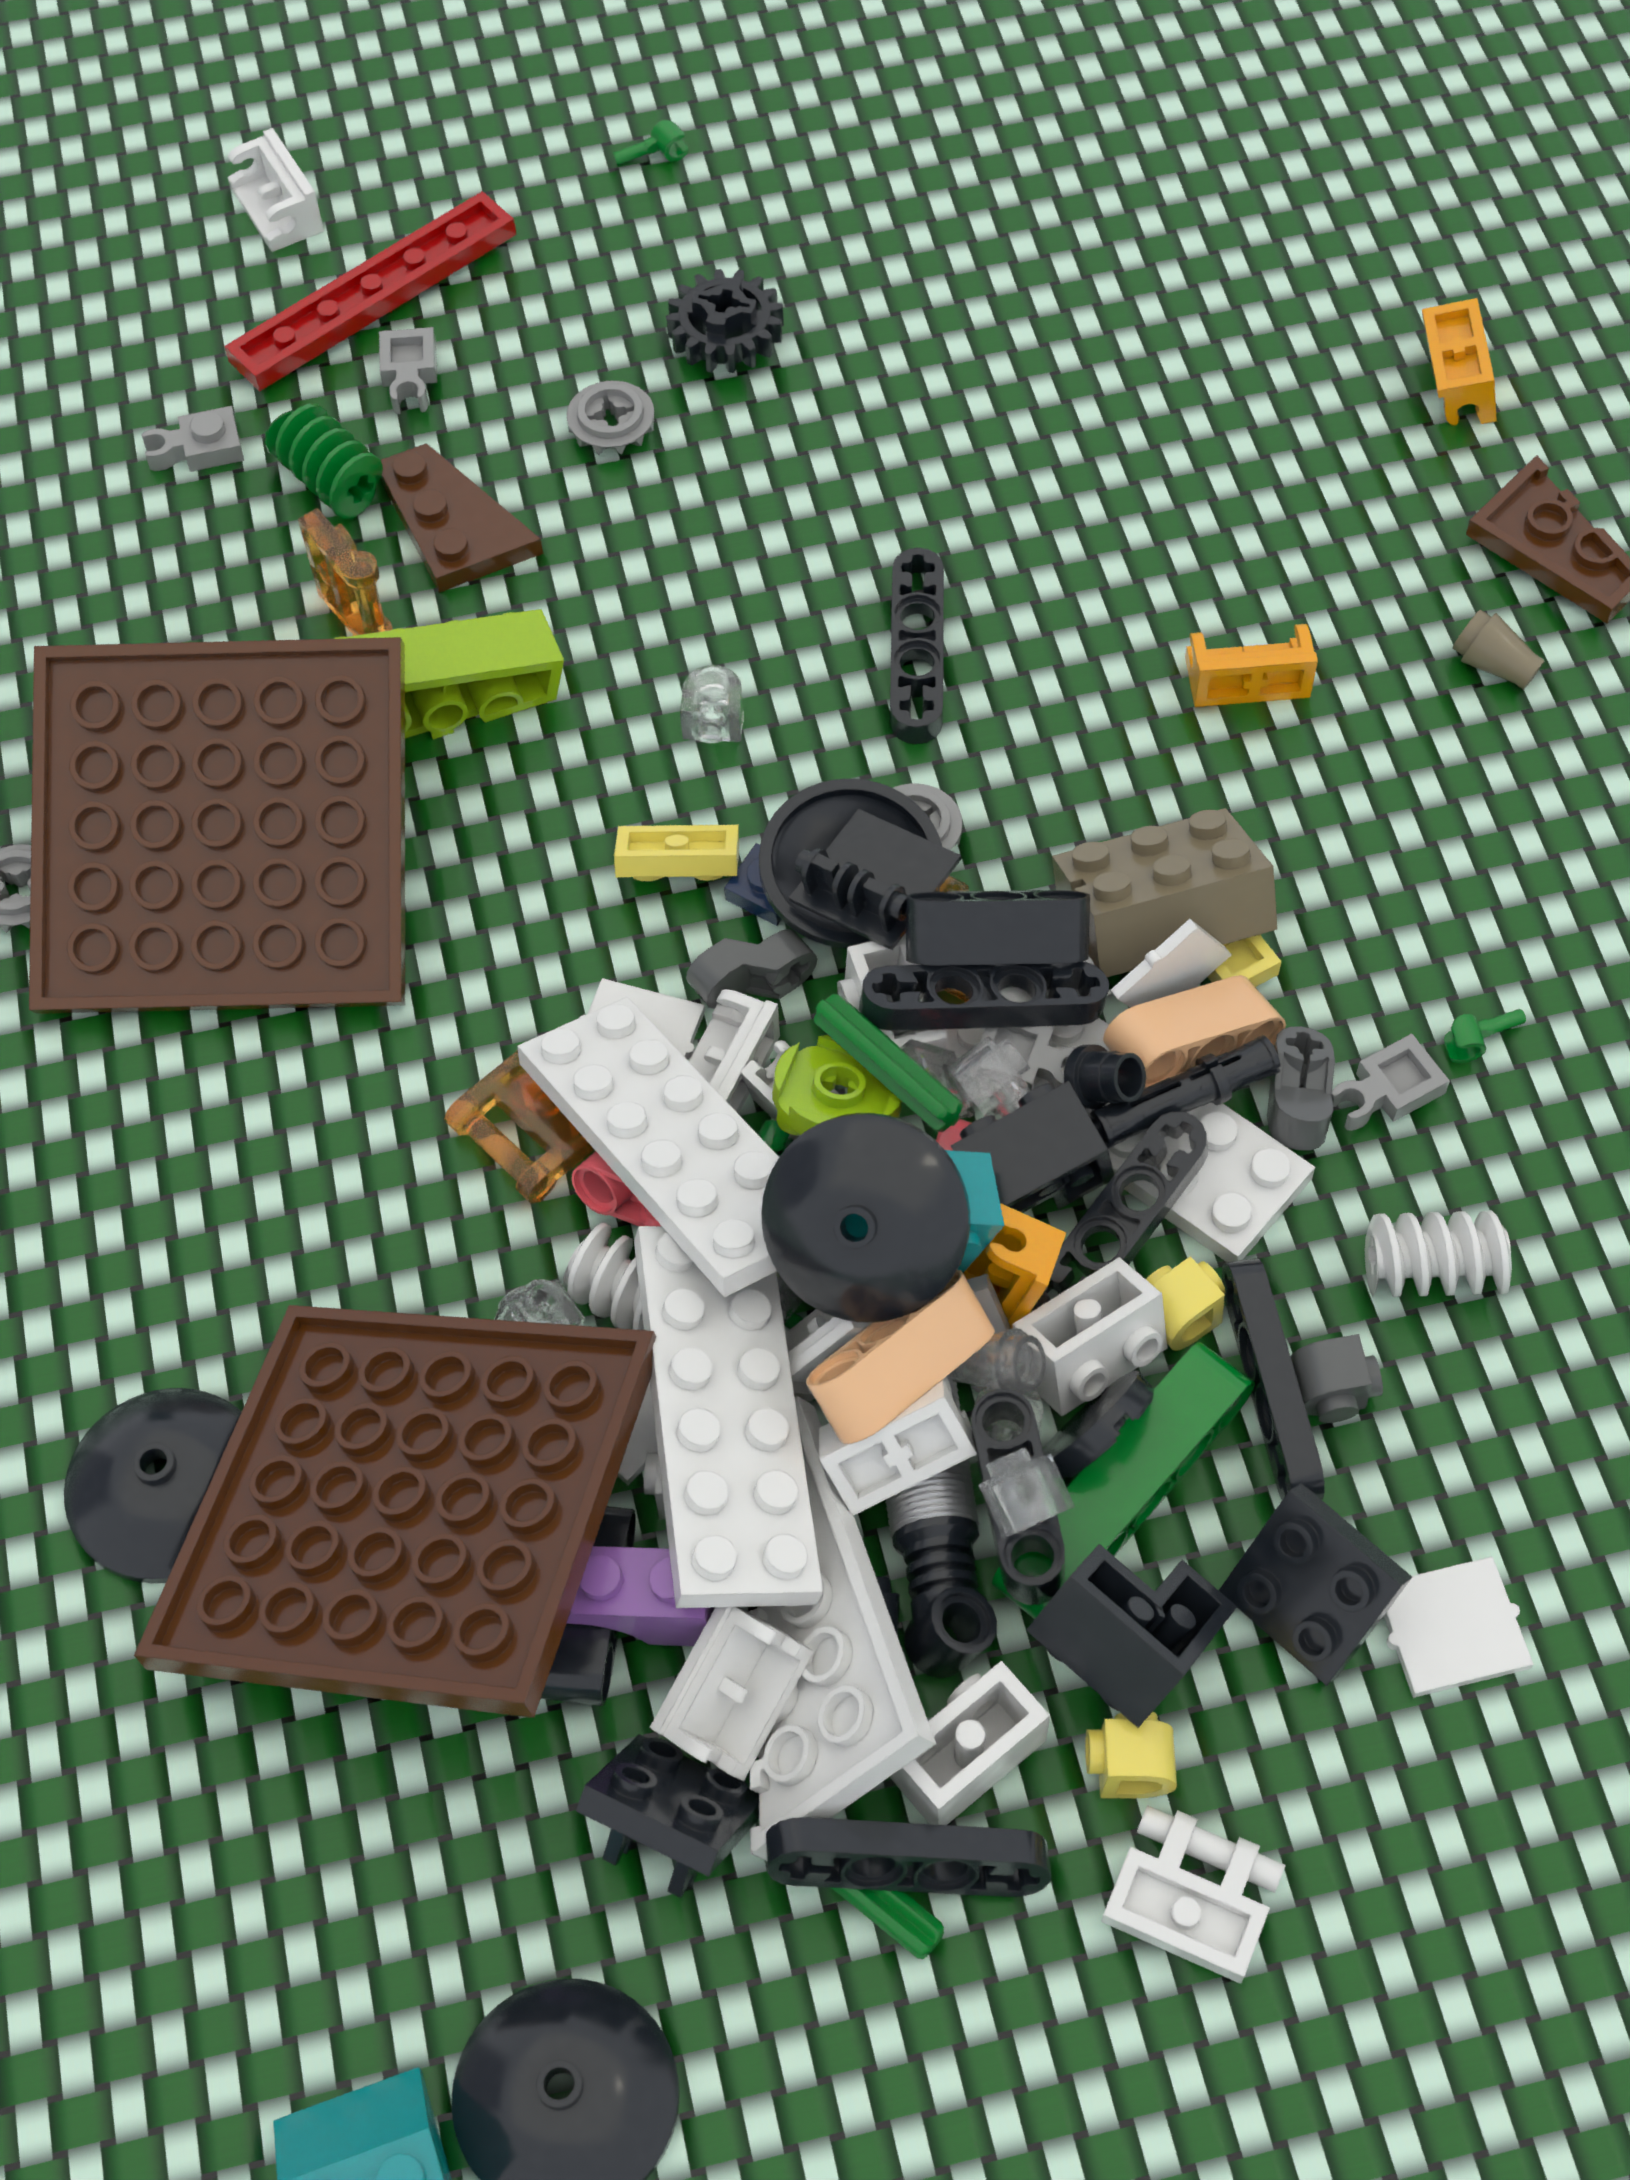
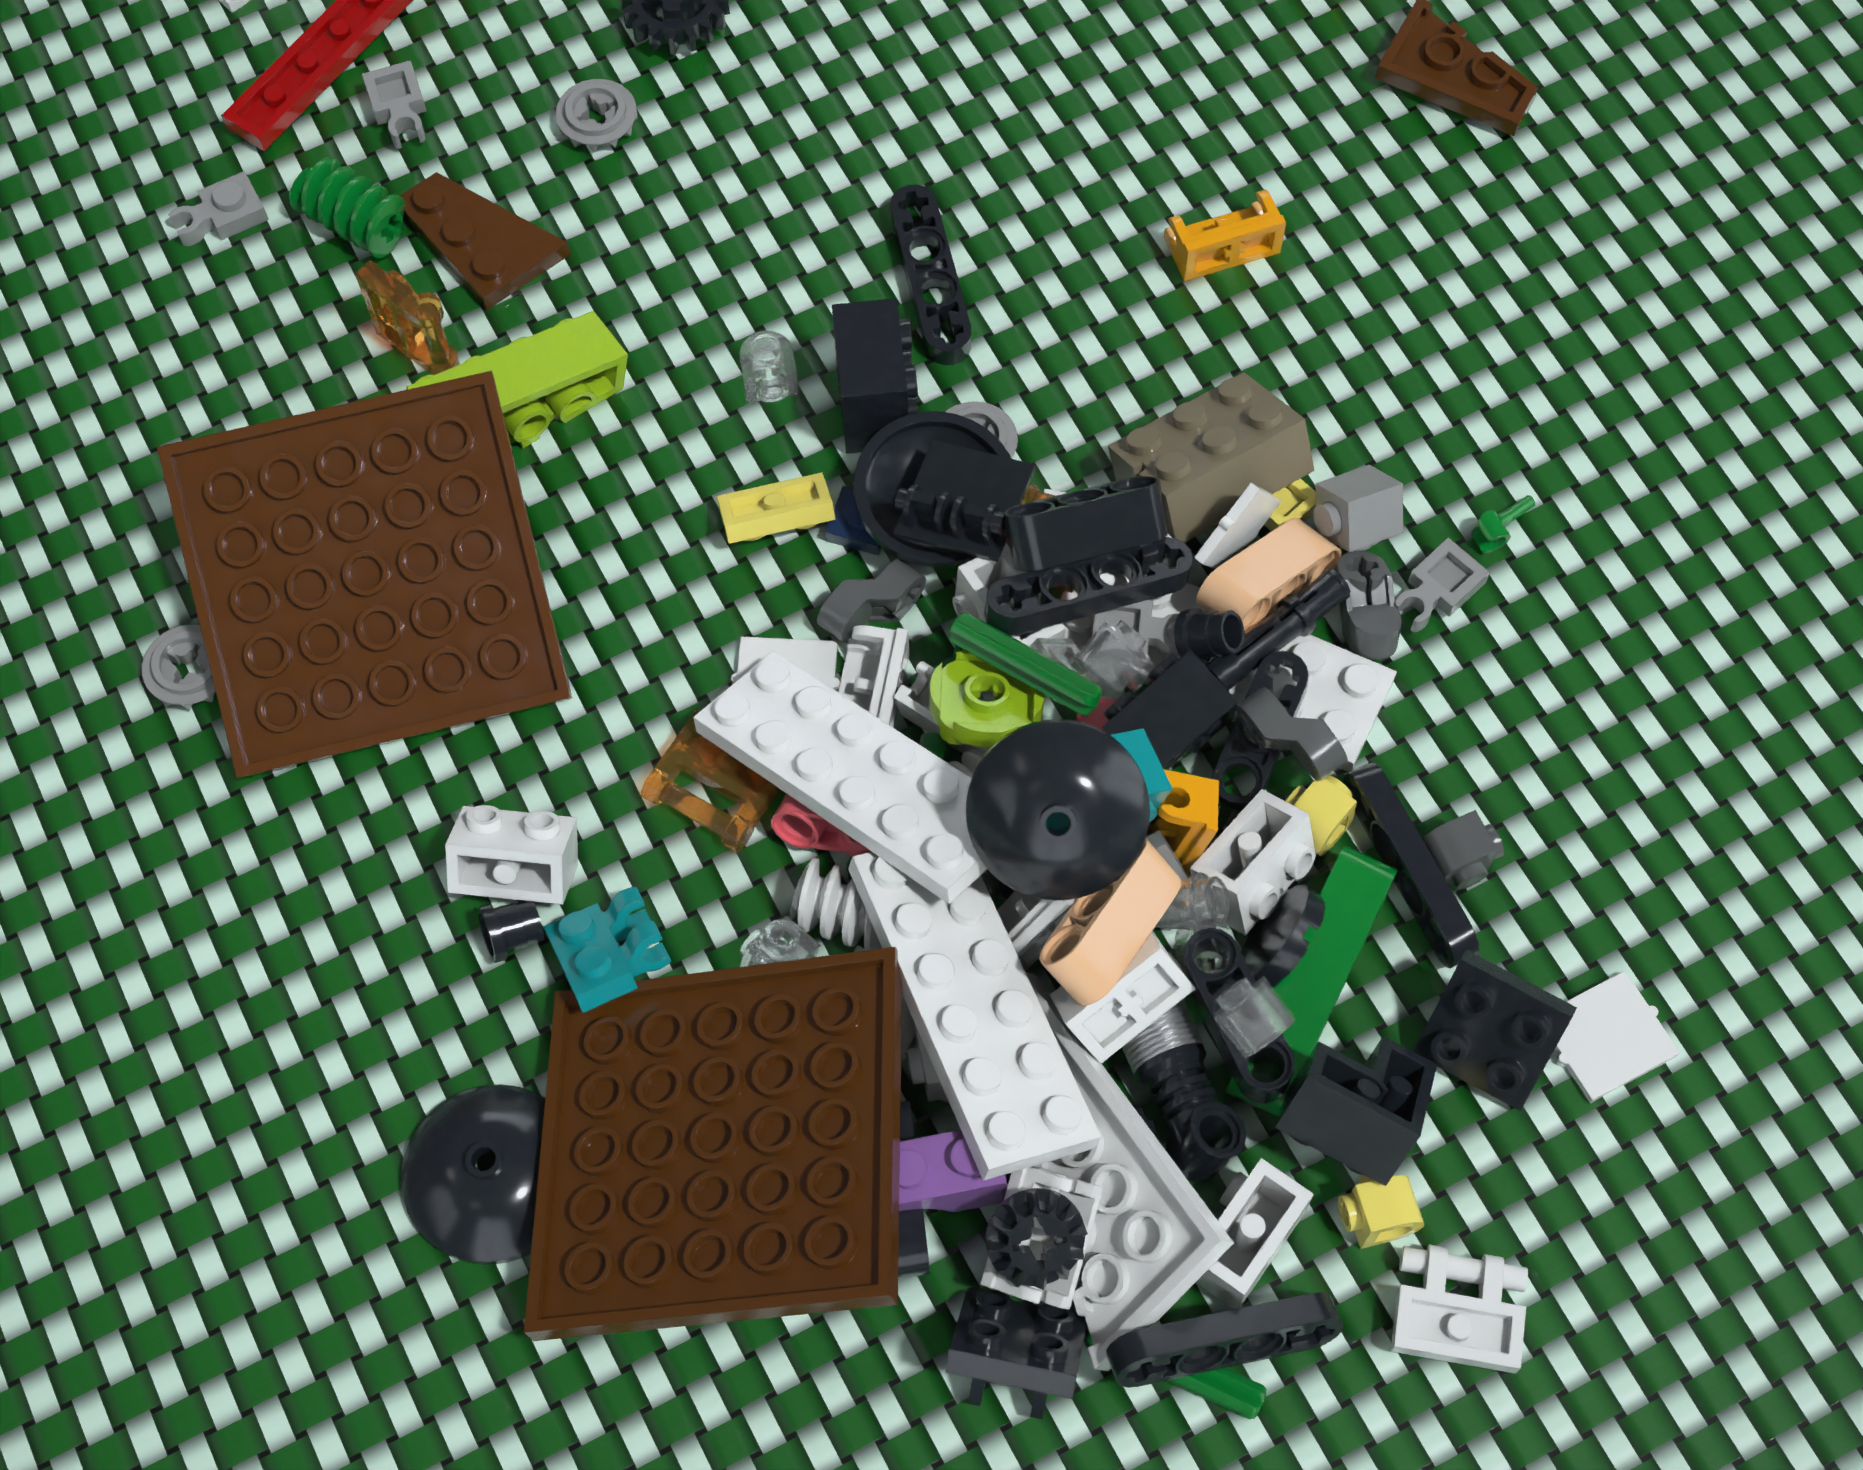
camera: 15 degrees left, 5 degrees up
(262, 1227) = (509, 928): none -> black piece
(285, 1149) = (512, 854): none -> white brick
(352, 1271) = (590, 952): none -> teal plate
(747, 1668) = (1013, 1224): none -> black gear
(817, 720) = (872, 368): none -> black brick
(1177, 1206) = (1307, 738): none -> dark grey piece
(1317, 980) = (1359, 508): none -> light grey brick
(1437, 1251) = (1516, 721): white piece -> none
(1497, 649) = (1430, 179): dark tan cone -> none

